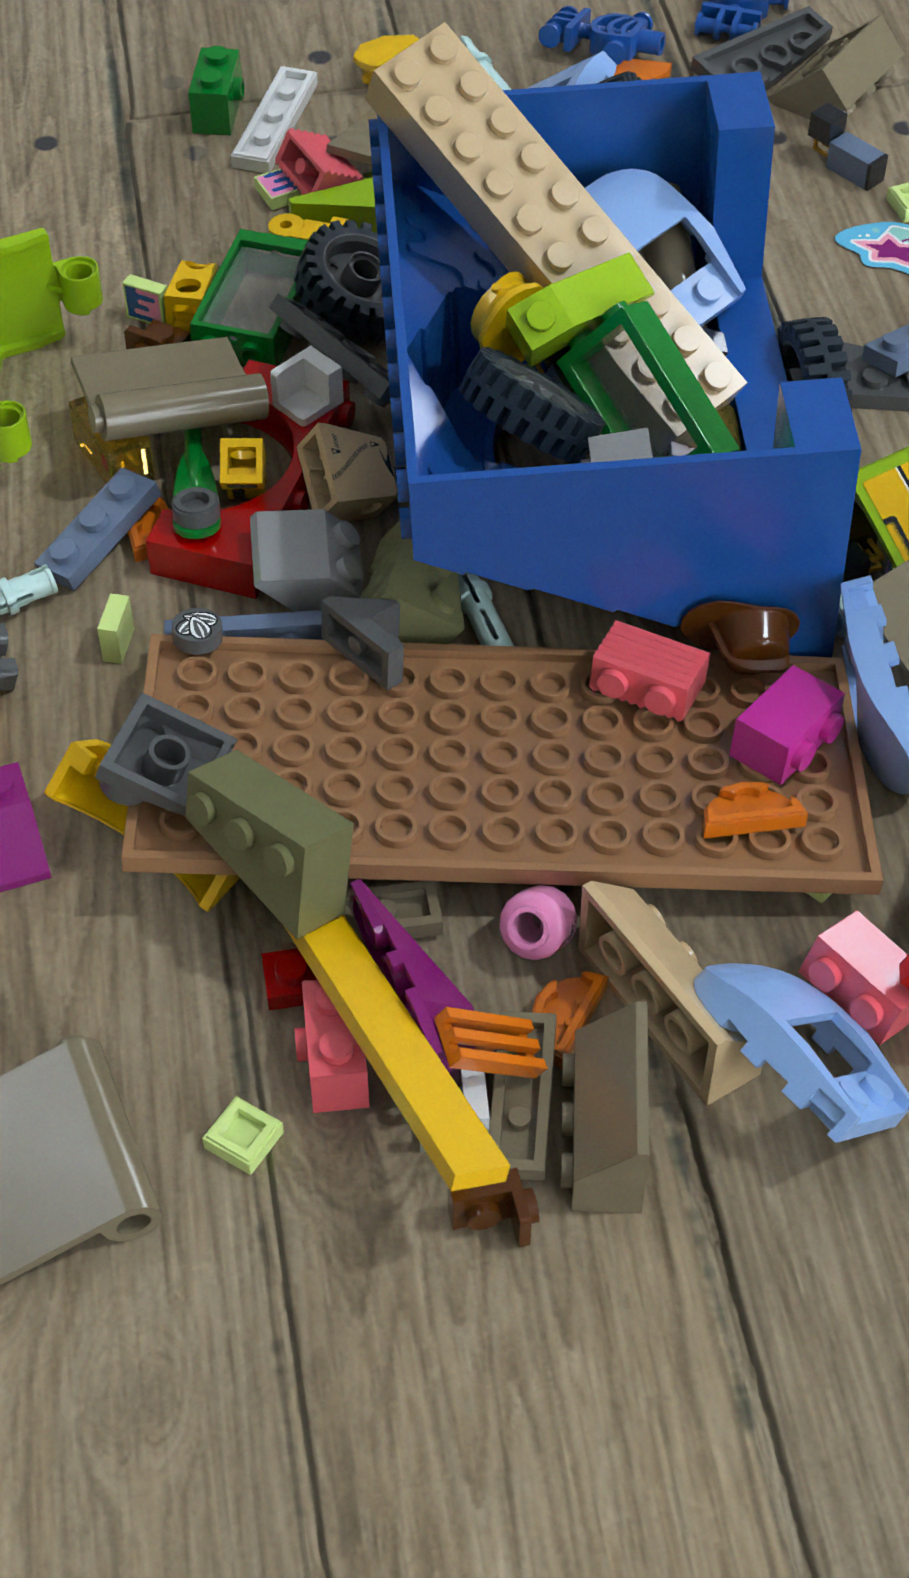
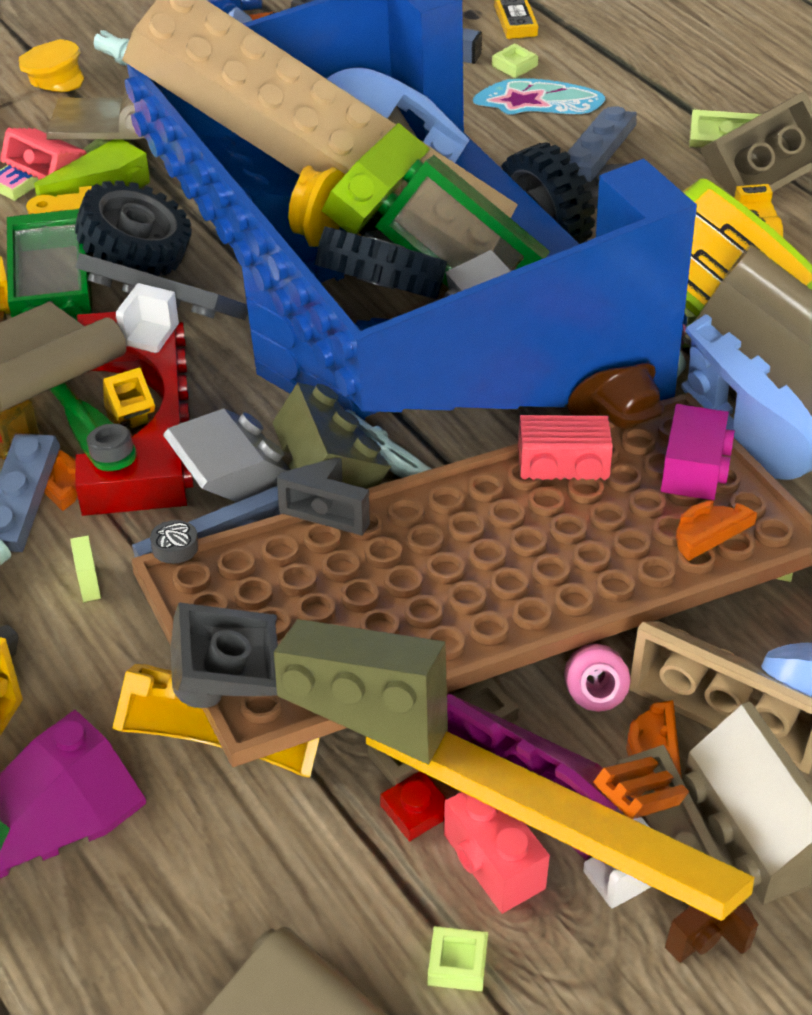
camera: 25 degrees left, 5 degrees down
(347, 472) = (216, 375): tan torso -> none

